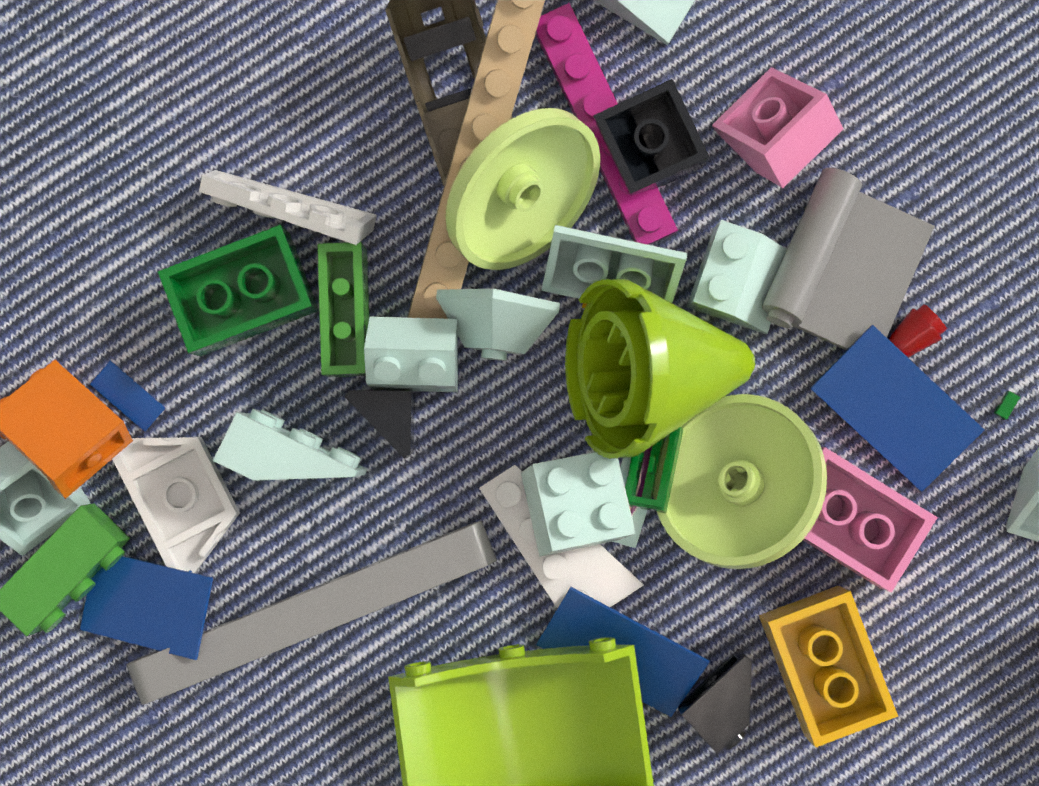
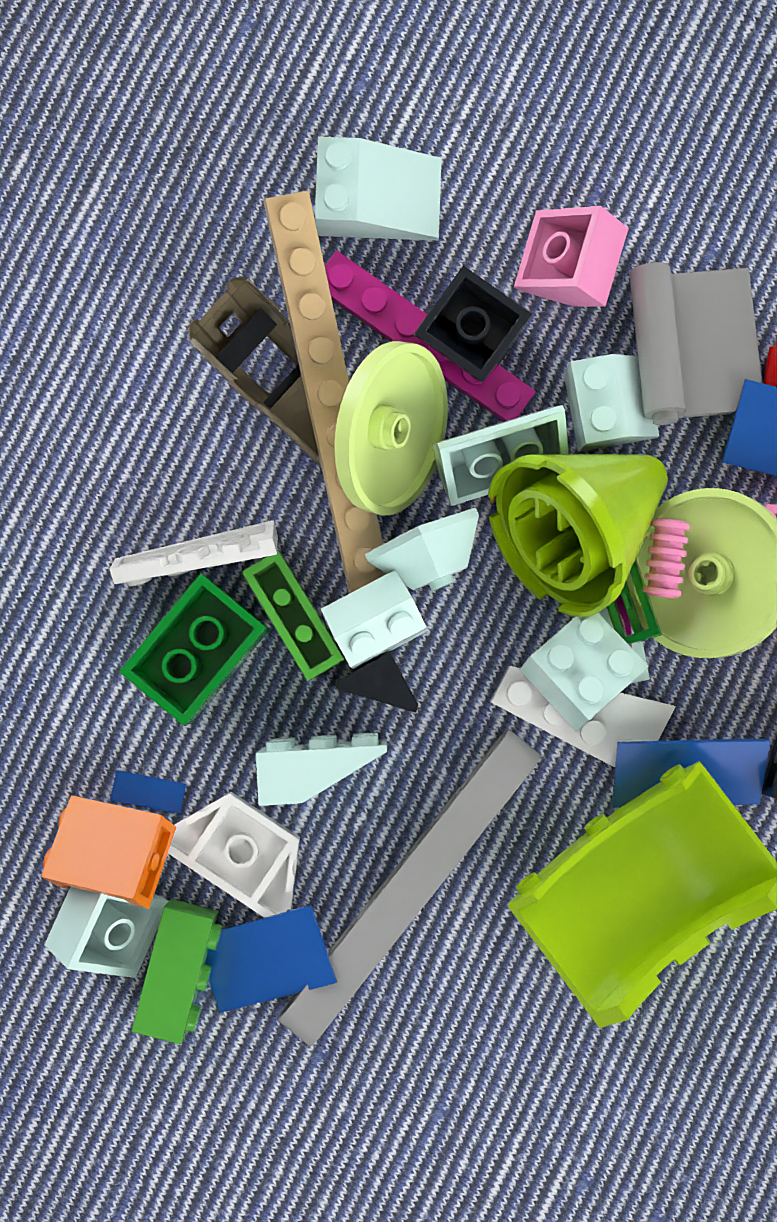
camera: 30 degrees left, 0 degrees up
(707, 445) = (666, 557): none -> bright pink piece

